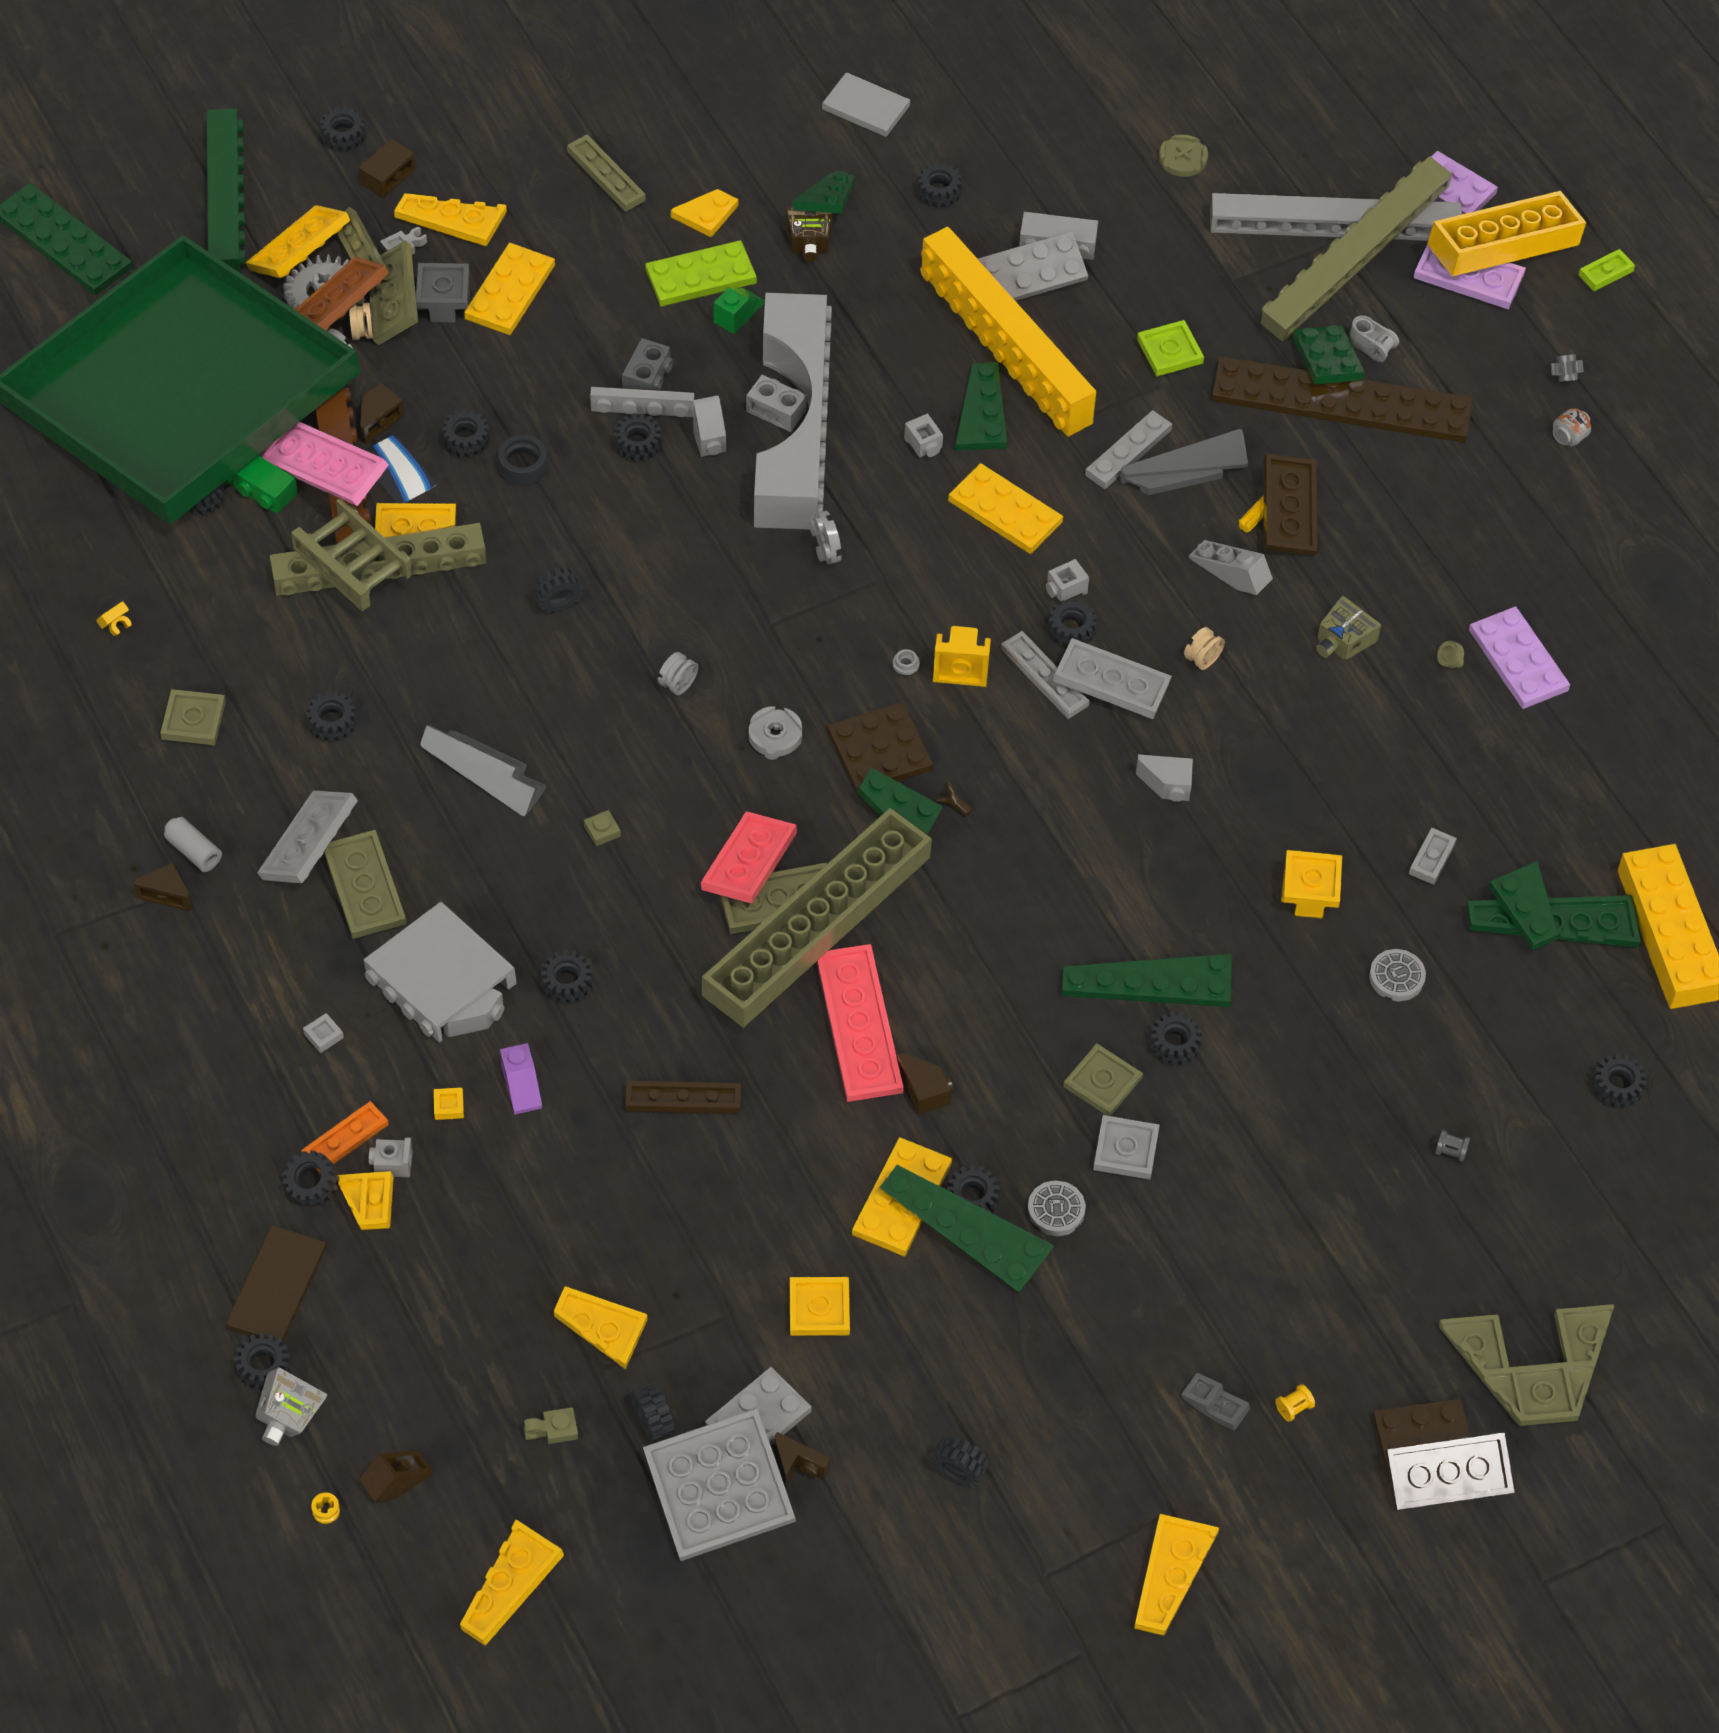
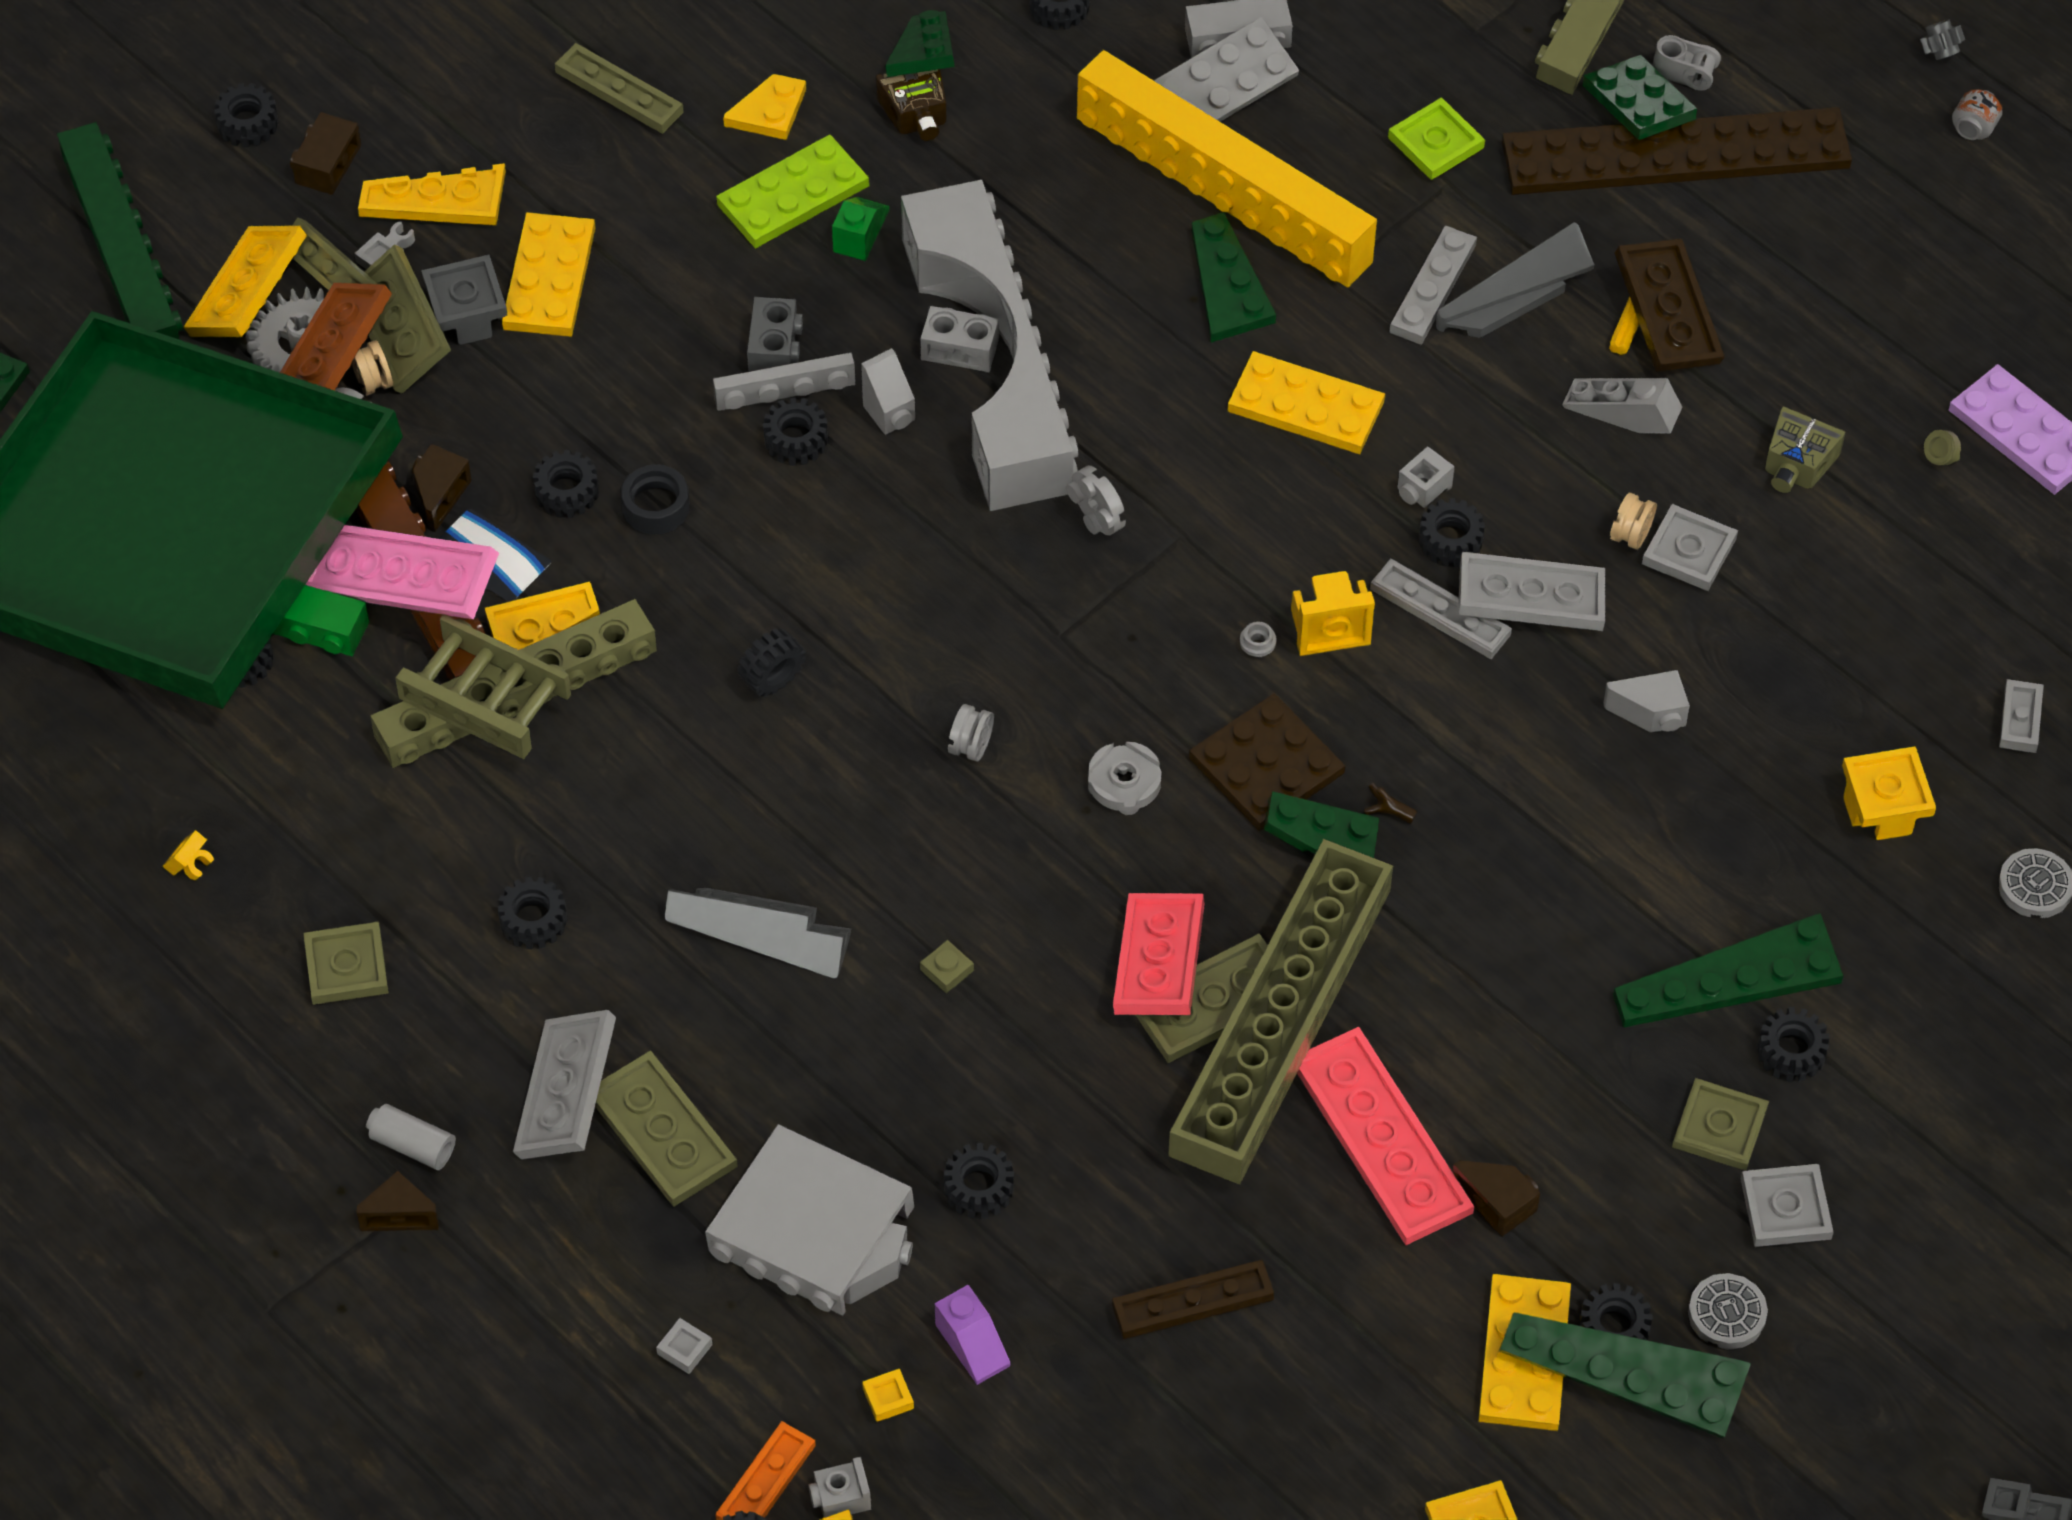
camera: 15 degrees left, 0 degrees up
(926, 440) = (1168, 334): light grey brick -> none
(1239, 677) = (1690, 547): none -> light grey plate

